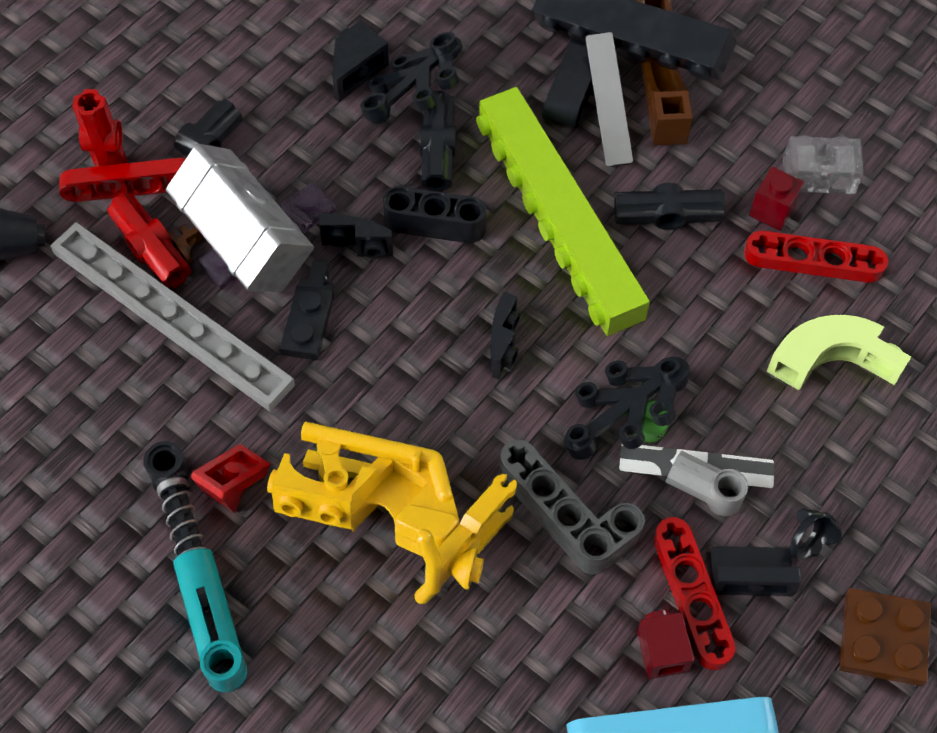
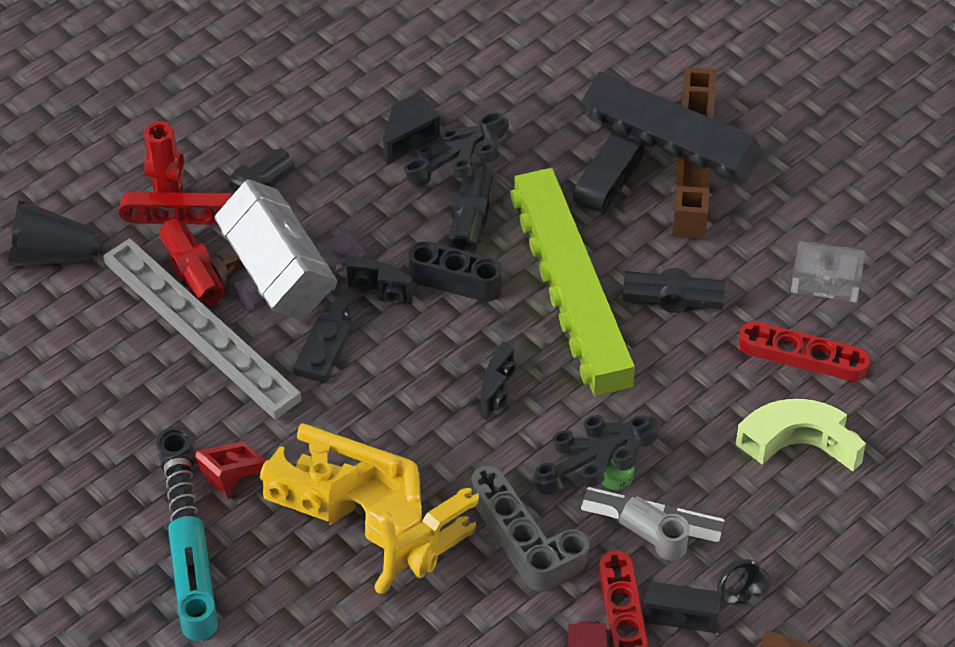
camera: 10 degrees right, 10 degrees down
(609, 99) = (637, 189): light grey sticker -> none
(776, 198) = (775, 295): dark red brick -> none

